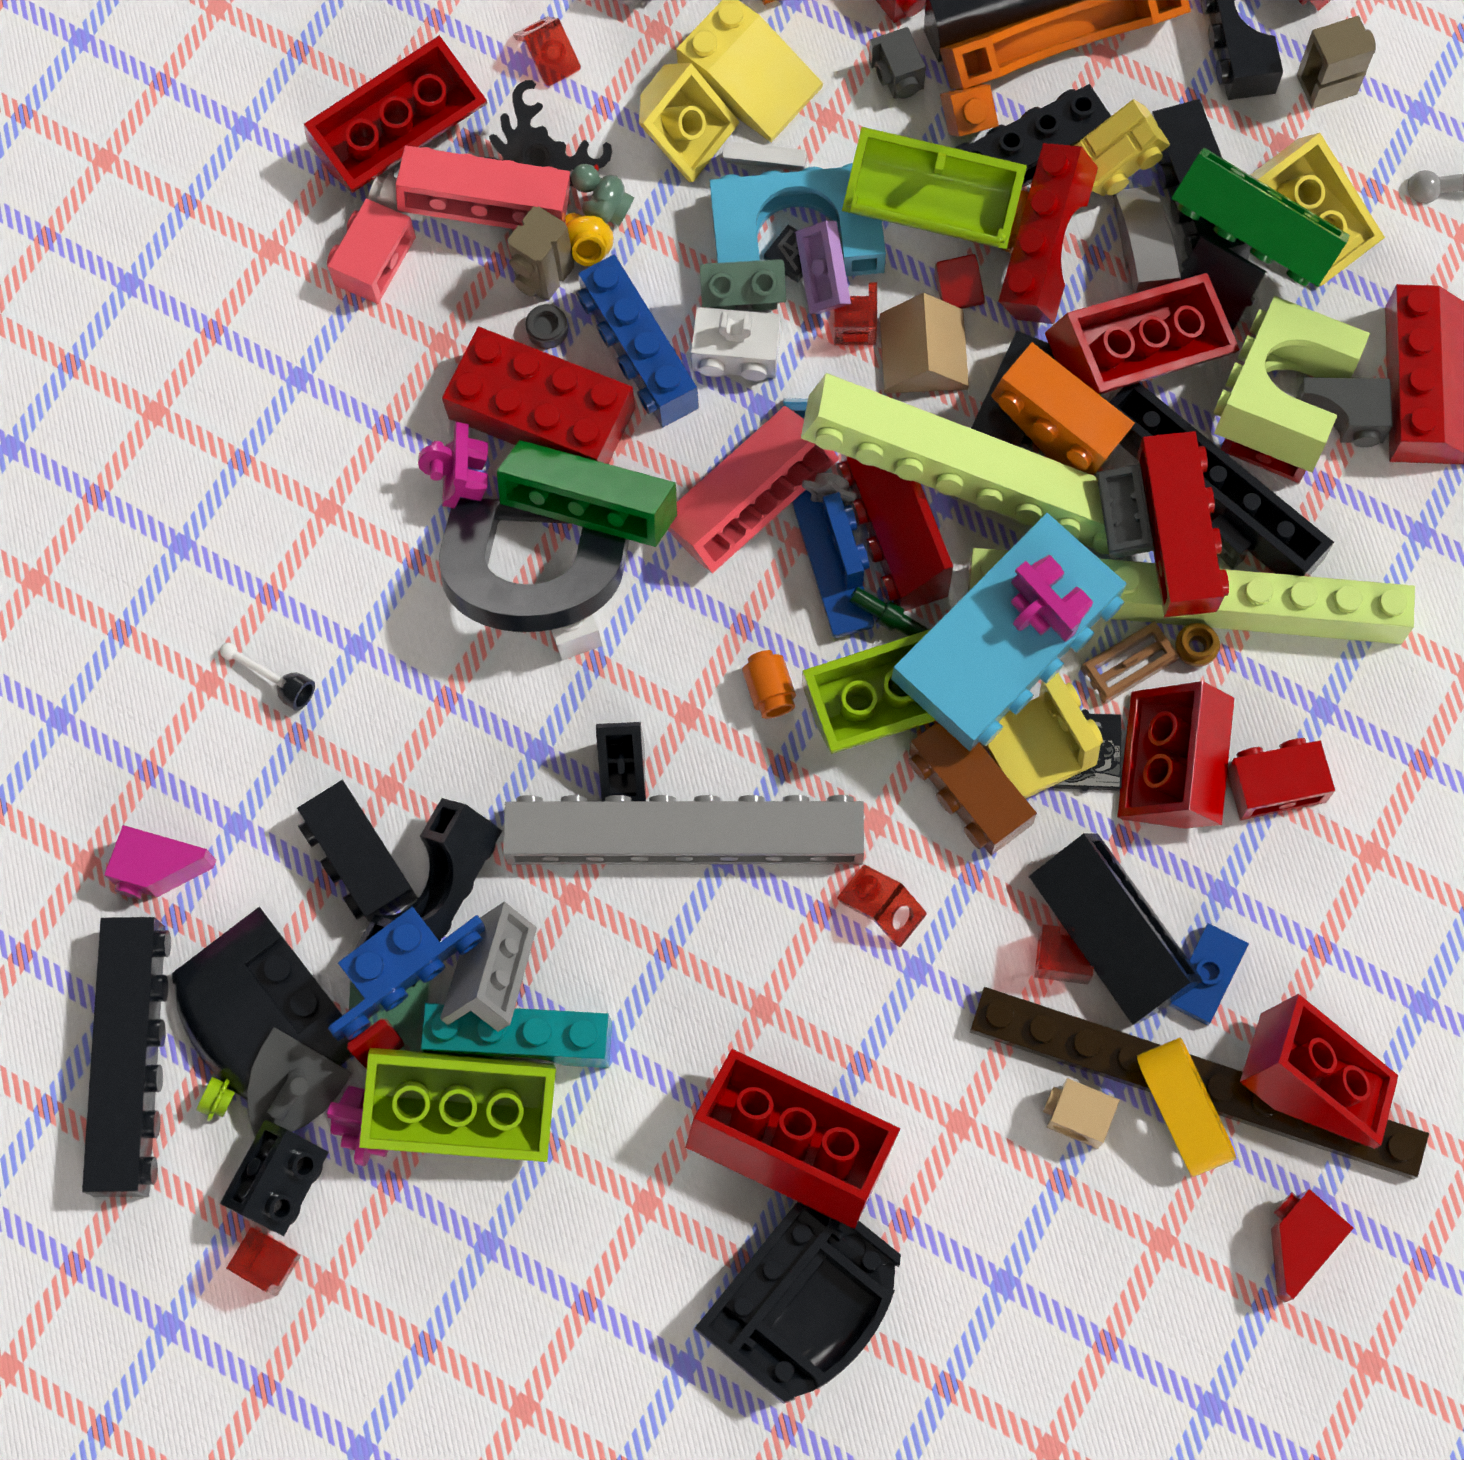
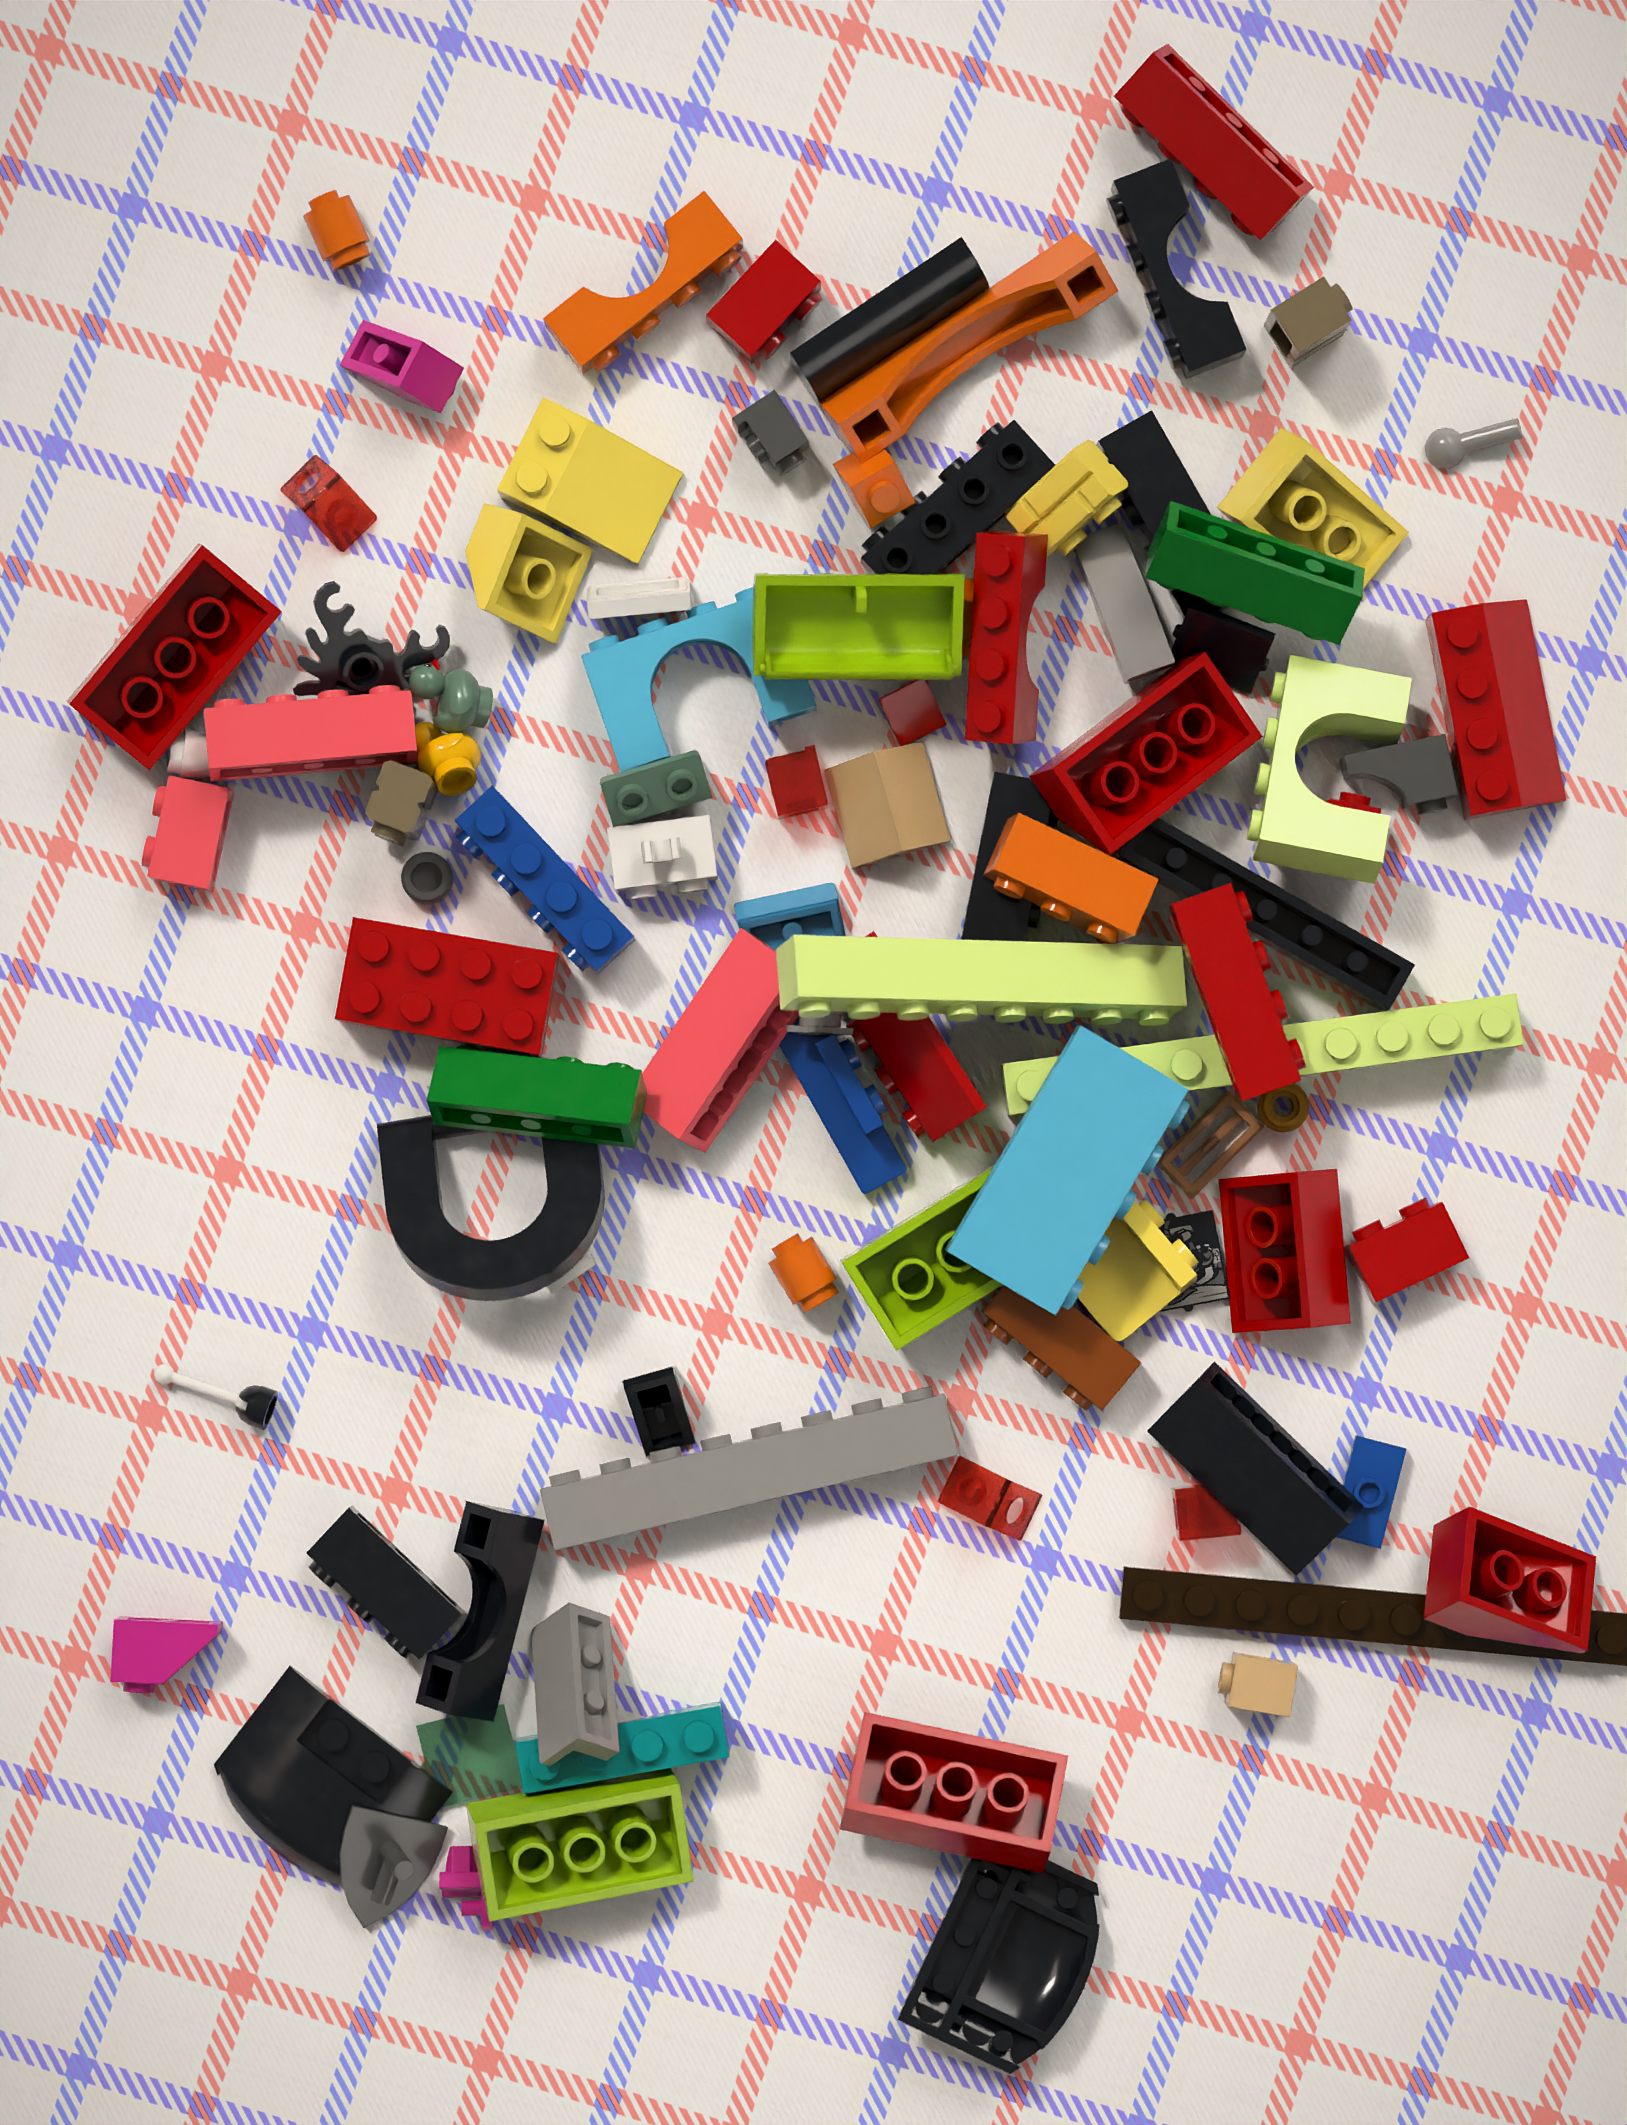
camera: 20 degrees left, 15 degrees up
(125, 1058) = (193, 1872): black brick -> none
(215, 1098) = (305, 1893): lime plate -> none
(263, 1261) = (413, 2057): clear red panel -> none
(274, 1177) = (404, 1965): black brick -> none
(380, 1036) = (466, 1786): red slope -> none
(396, 961) = (469, 1709): blue bracket -> none
(452, 465) = (365, 1096): dark pink hips -> none
(786, 248) = (701, 714): black tile -> none
(823, 267) = (744, 736): lavender plate -> none
(887, 614) = (923, 1156): dark green bar -> none
(1040, 603) = (1126, 1151): dark pink hips -> none
(1125, 511) = (1169, 988): dark grey plate -> none
(1186, 1107) = (1371, 1655): yellow beam -> none
(1233, 542) = (1294, 975): black tile -> none
(1303, 1240) = (1524, 1766): red slope -> none

